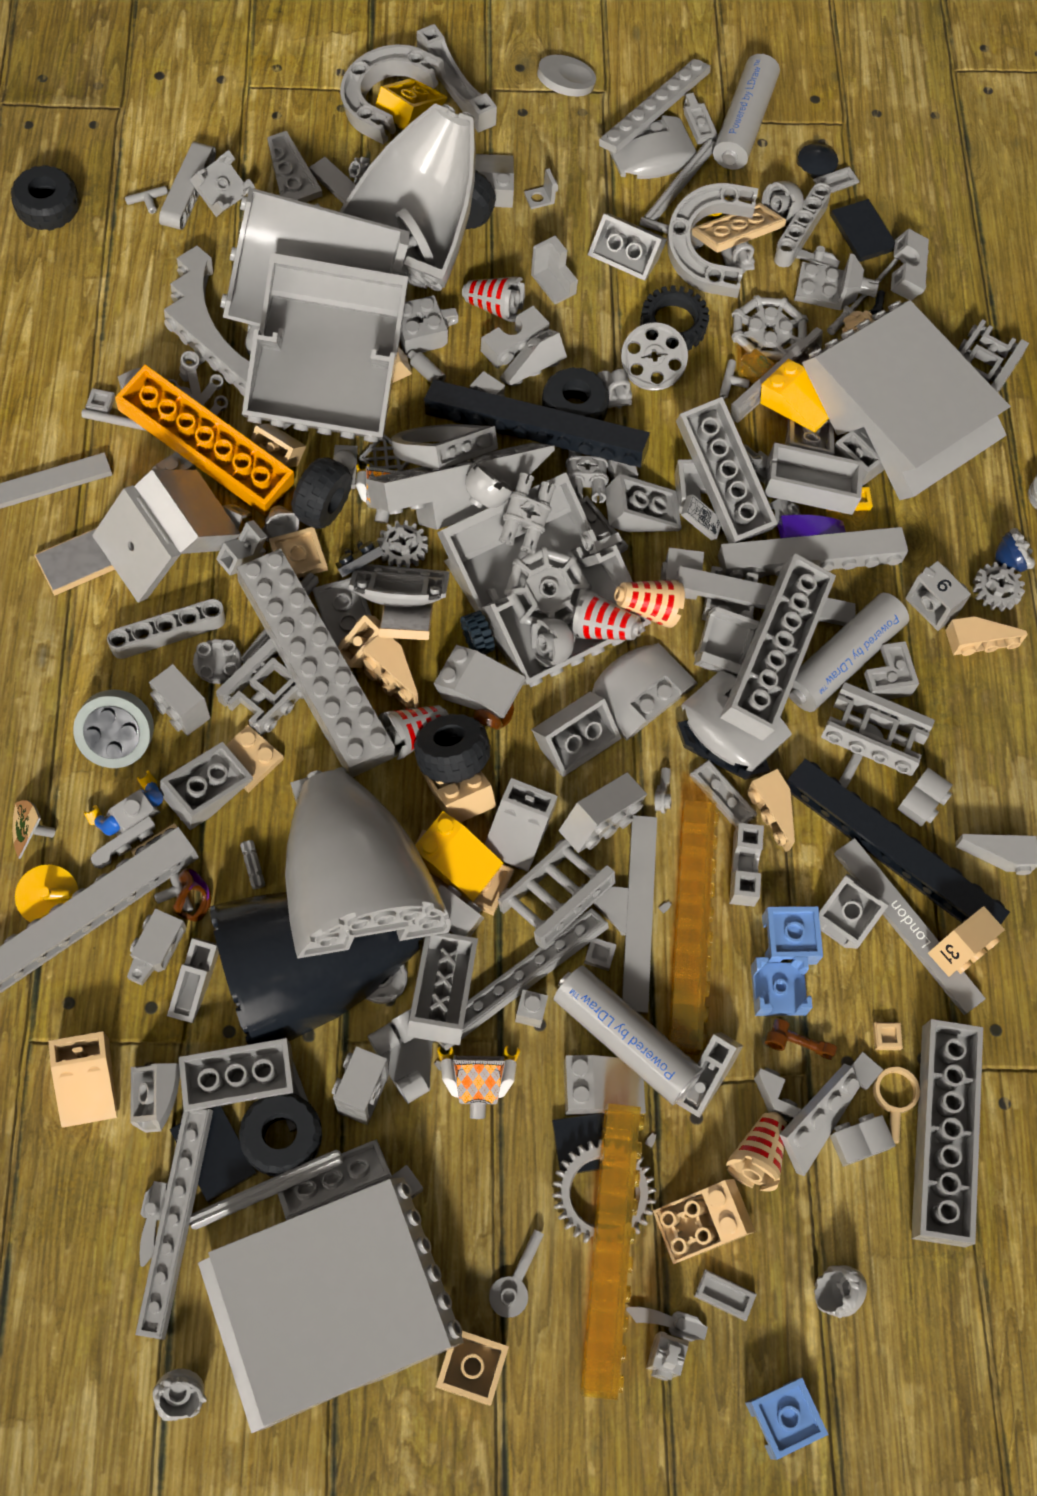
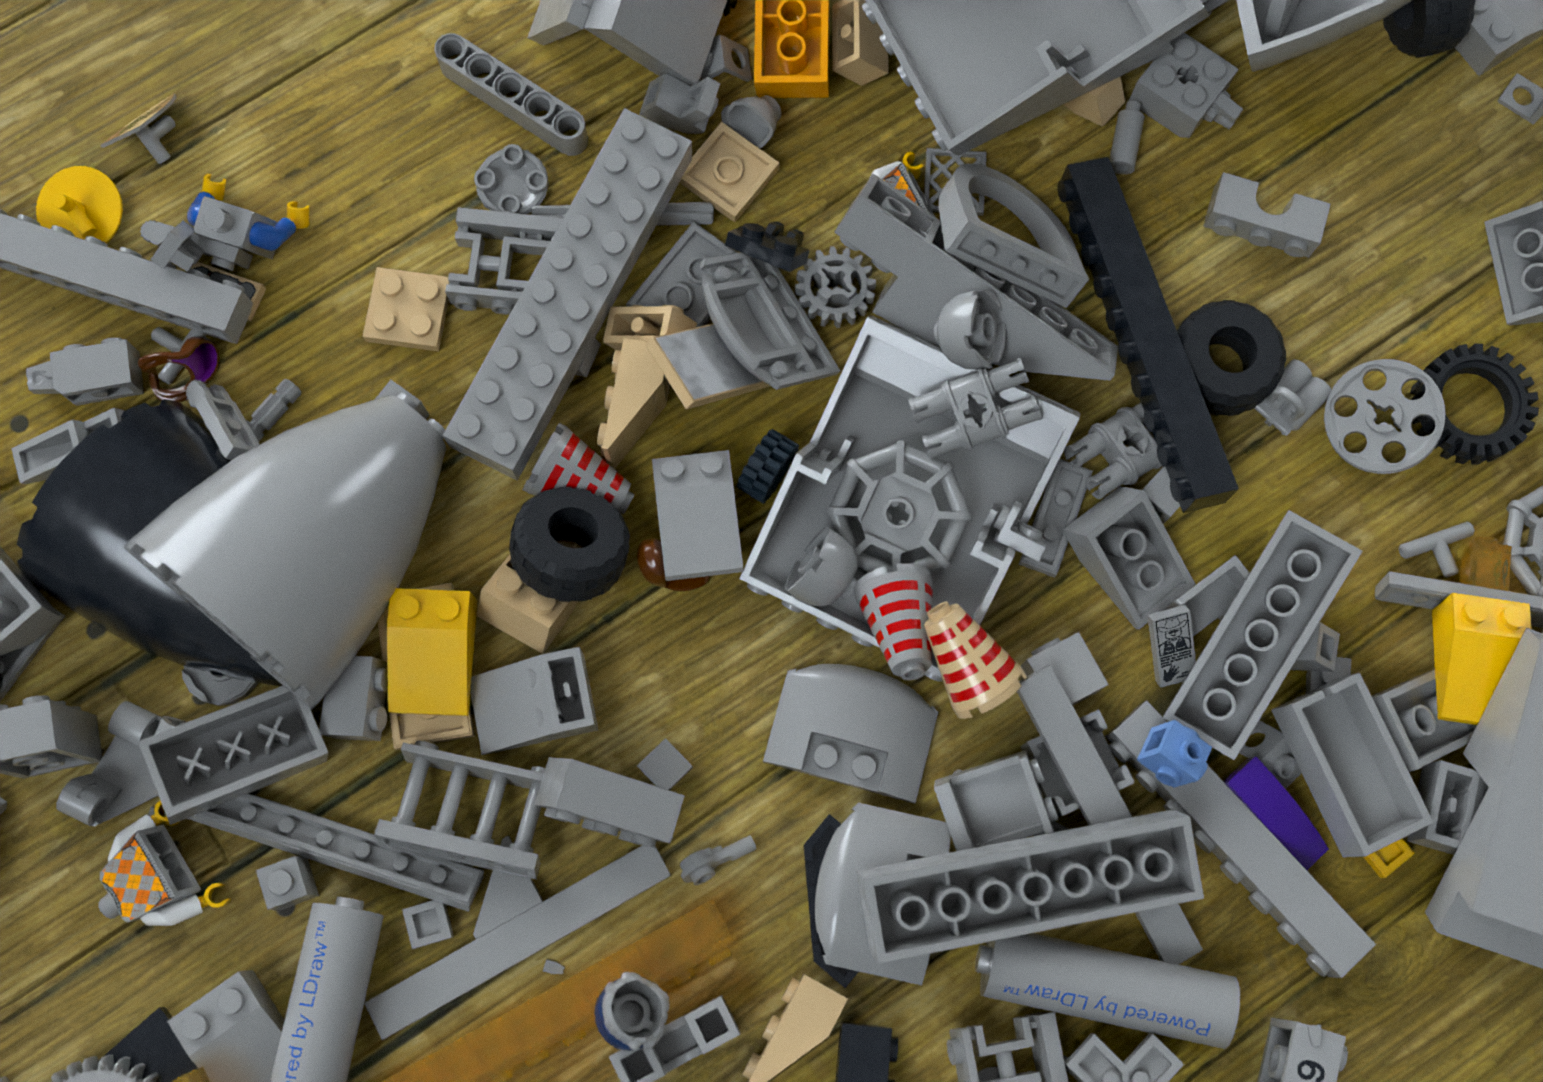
camera: 60 degrees right, 10 degrees up
(113, 728) = (321, 127): wheel -> none
(125, 844) = (178, 248): none -> light grey tile
(179, 700) = (415, 174): light grey brick -> none
(204, 785) = (327, 282): light grey slope -> none
(244, 886) = (222, 418): none -> light grey hinge
(321, 492) = (825, 136): black tyre -> none
(347, 456) = (899, 136): light grey tile -> none
(488, 384) = (1156, 233): light grey brick -> none
(496, 296) = (1310, 150): light grey cone -> none
(538, 353) = (1259, 262): light grey slope -> none
(551, 271) = (1411, 191): light grey panel -> none
(577, 733) = (719, 689): light grey slope -> none
(595, 782) = (665, 766): none -> light grey tile
(721, 866) = (631, 1012): none -> light grey hair
(723, 794) = (769, 944): light grey tile -> none
(758, 544) = (1175, 754): none -> medium blue brick

